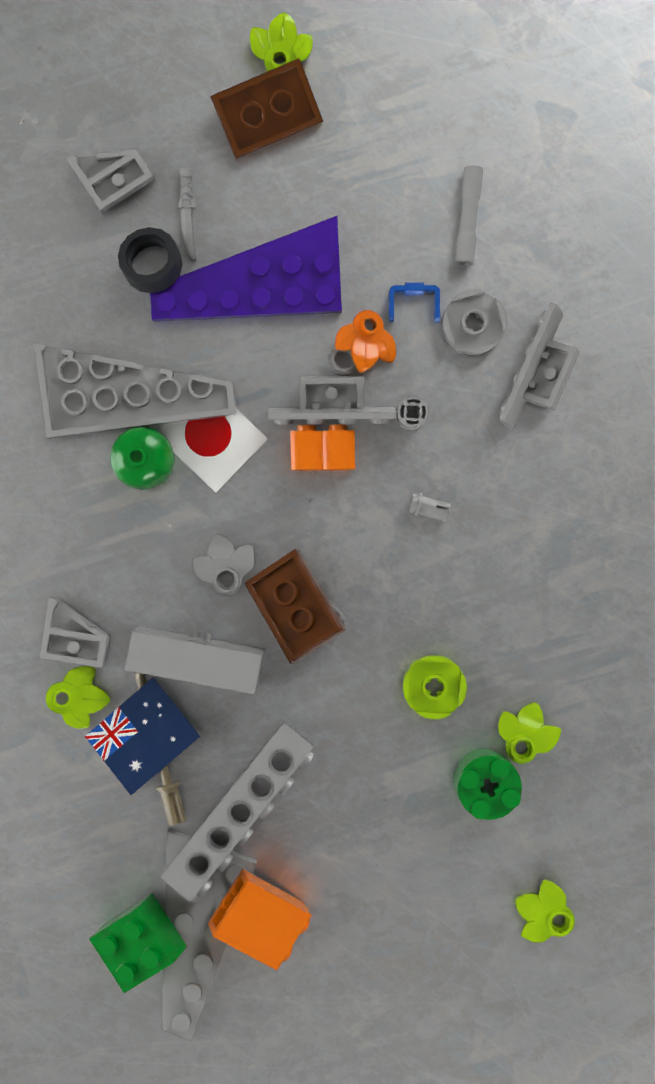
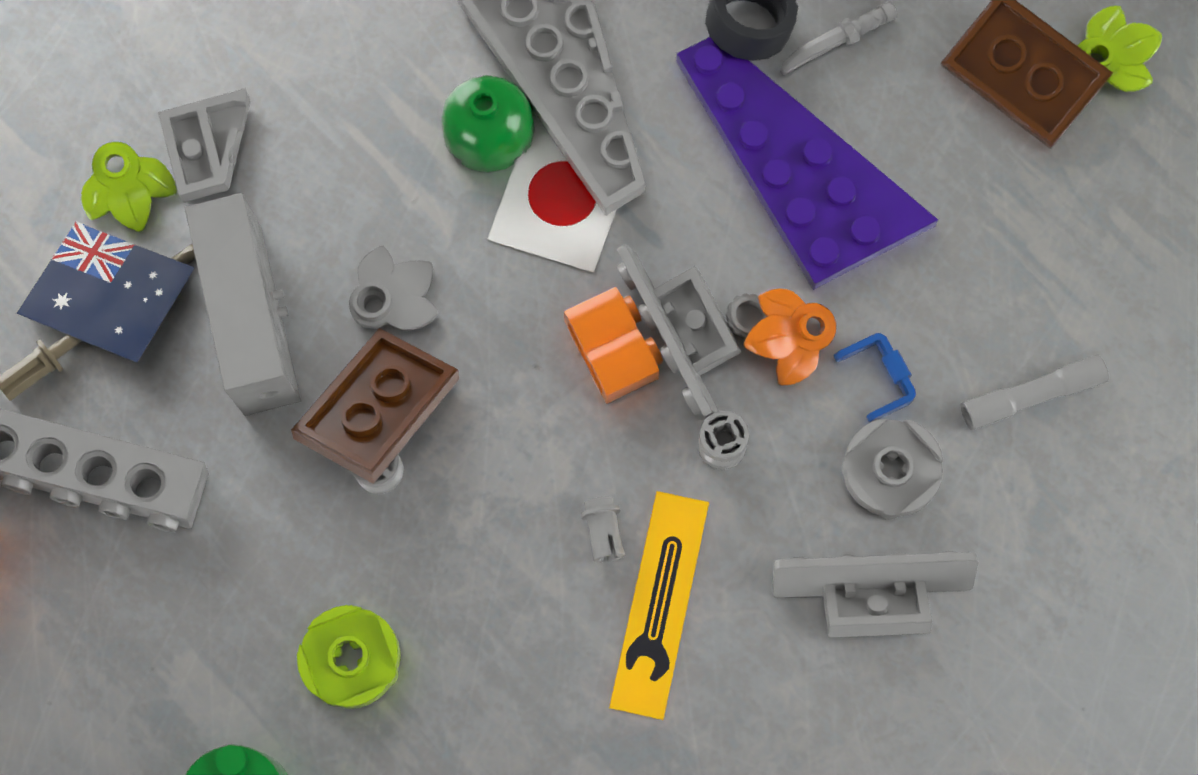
camera: 65 degrees right, 15 degrees down
(485, 495) = (659, 605): none -> yellow sticker

